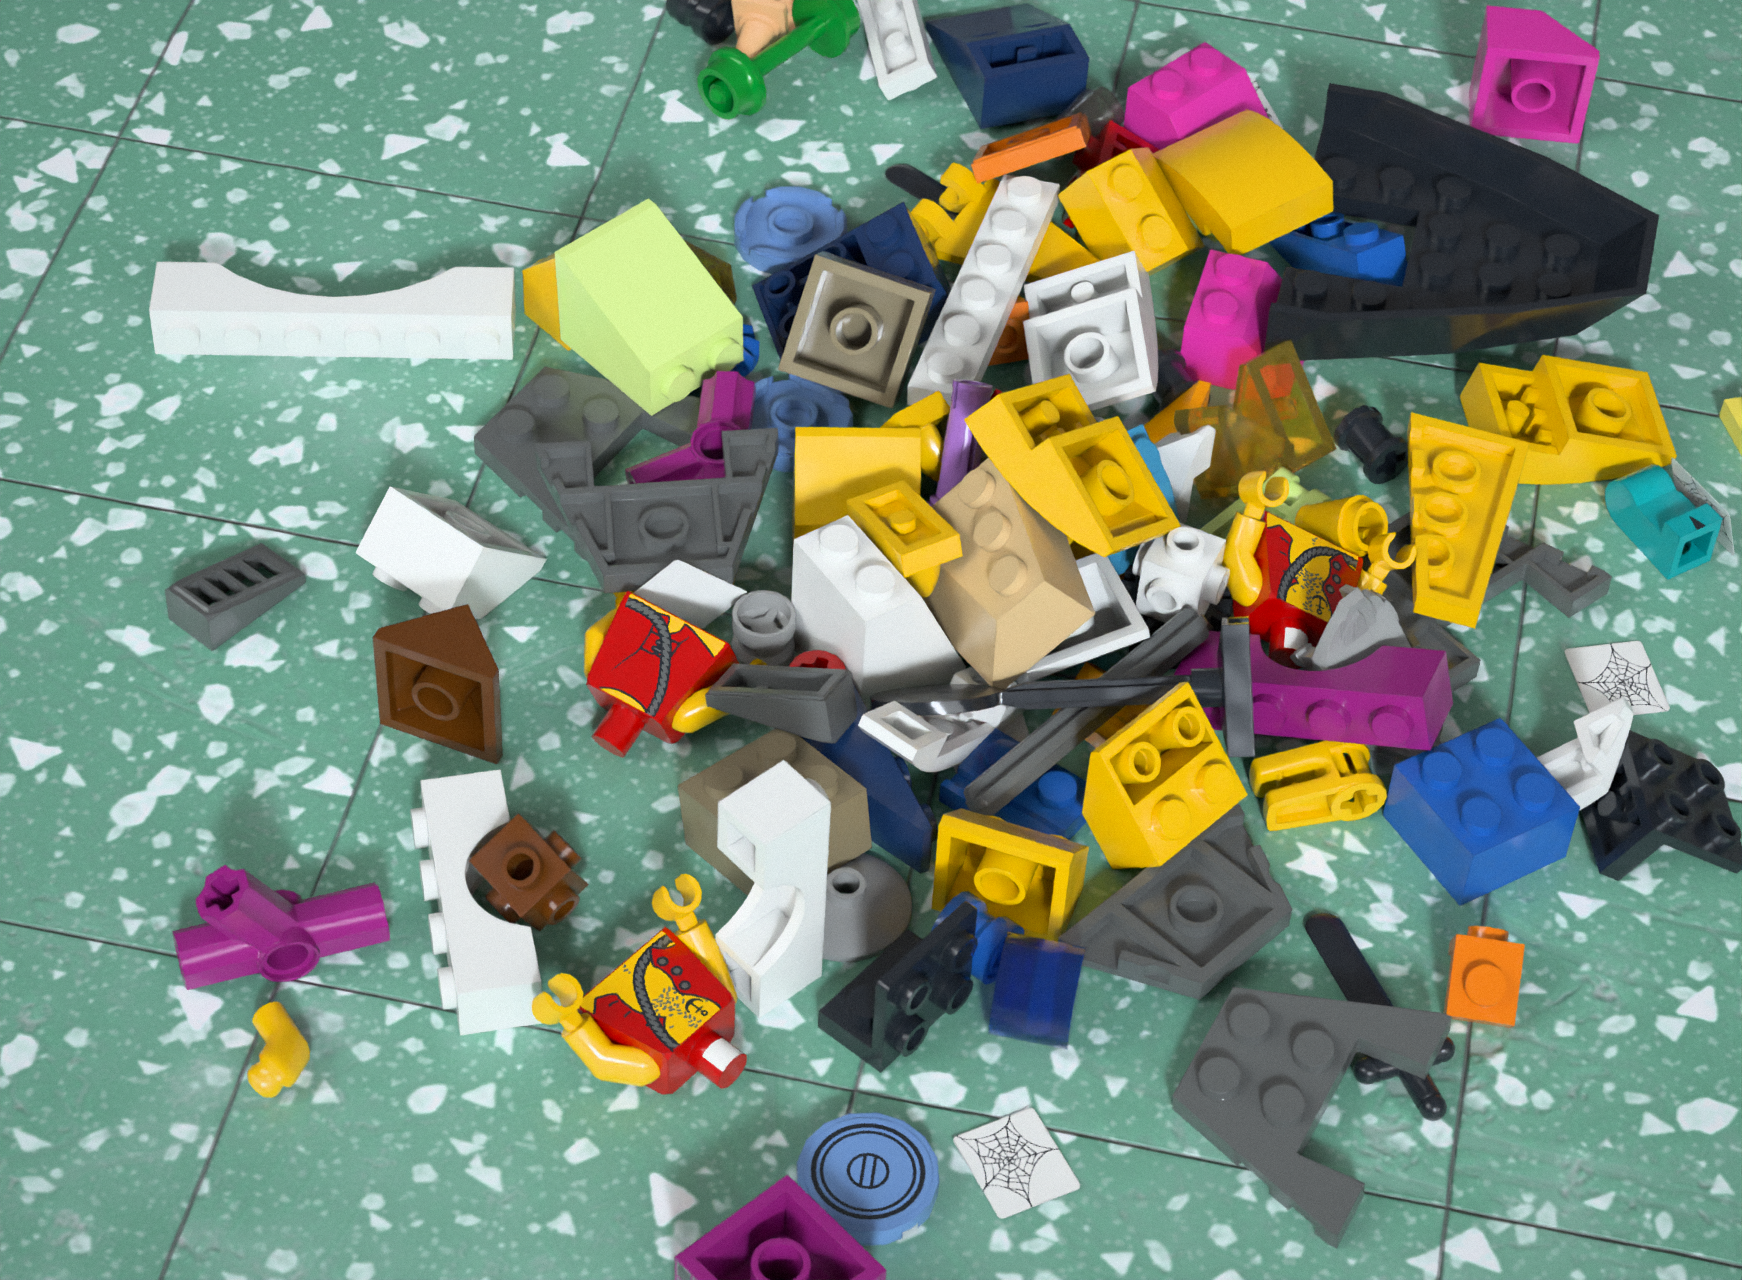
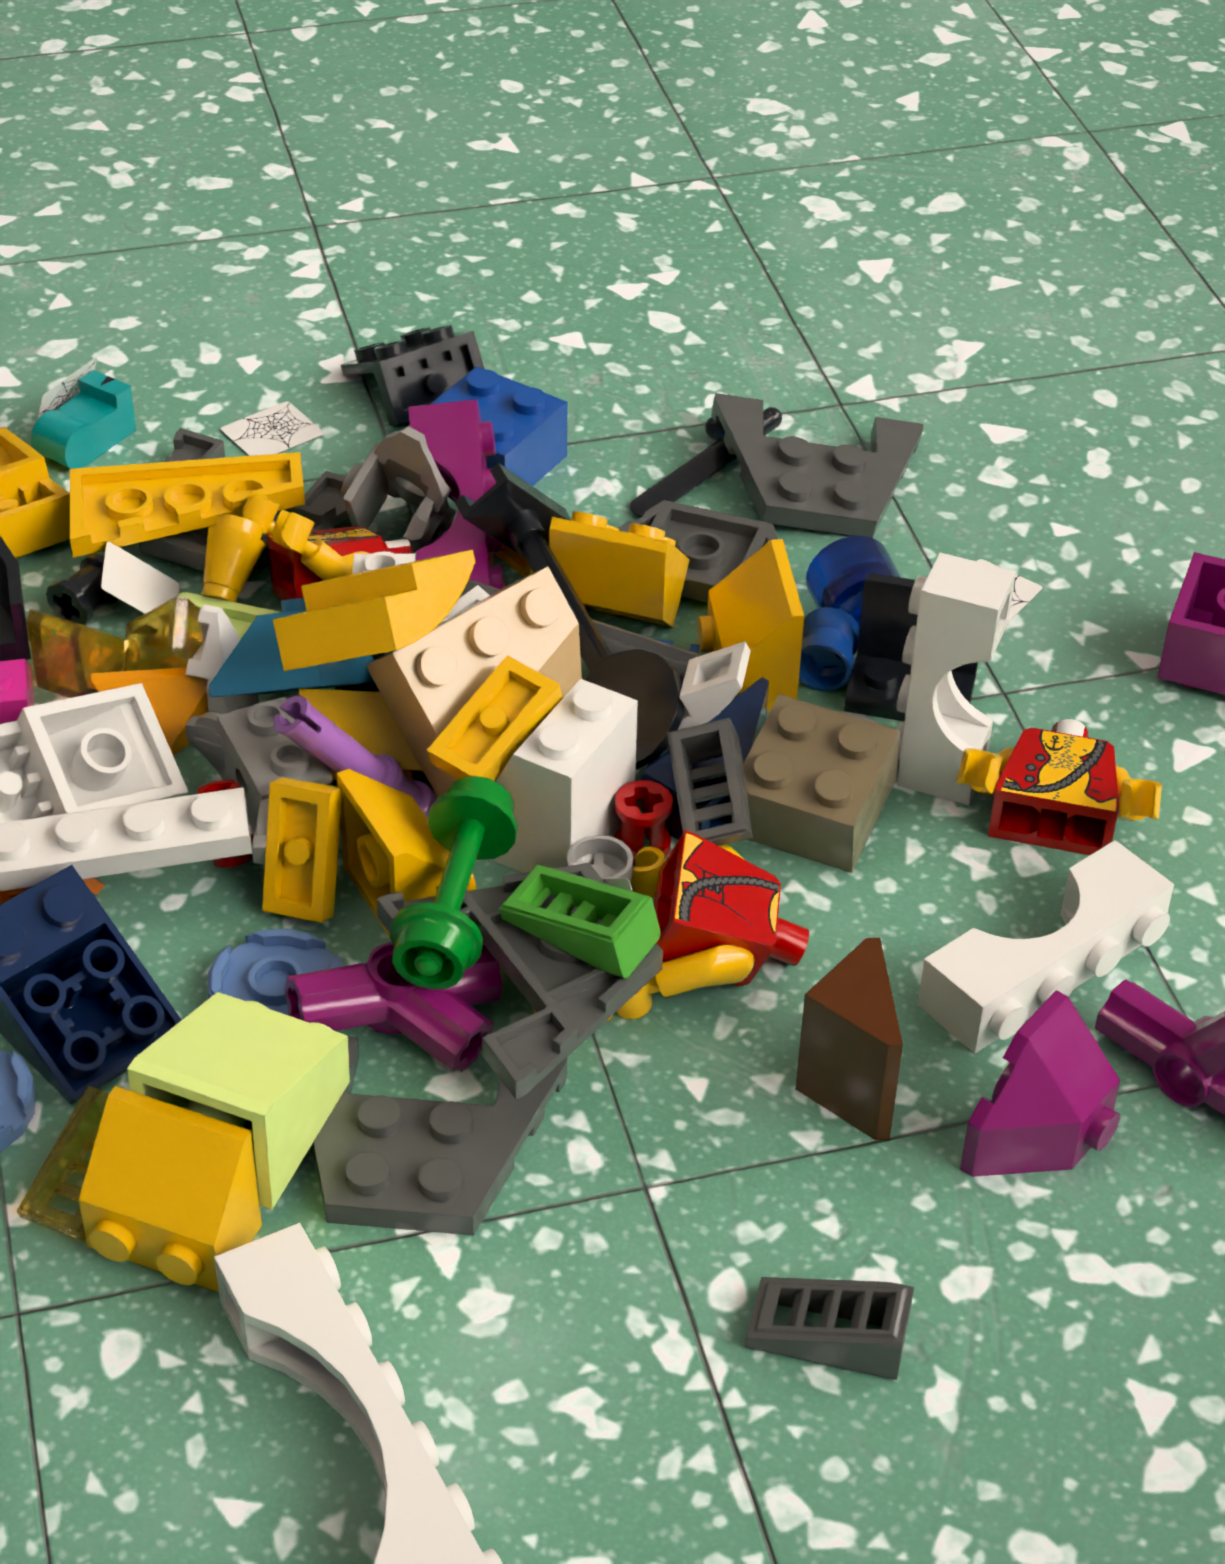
camera: 115 degrees left, 5 degrees down
(309, 794) = (1047, 1102): none -> magenta slope
(445, 553) = (662, 1149): white slope -> none
(530, 874) = (1006, 899): reddish brown brick -> none
(635, 527) = (614, 945): none -> bright green slope
(693, 435) = (435, 939): none -> green piece
(856, 329) = (170, 913): dark tan brick -> none
(870, 1175) = (1081, 649): medium blue tile -> none
(1360, 466) = (135, 580): none -> white sticker
(1484, 977) = (640, 406): orange bracket -> none
(1590, 761) = (401, 382): white slope -> none

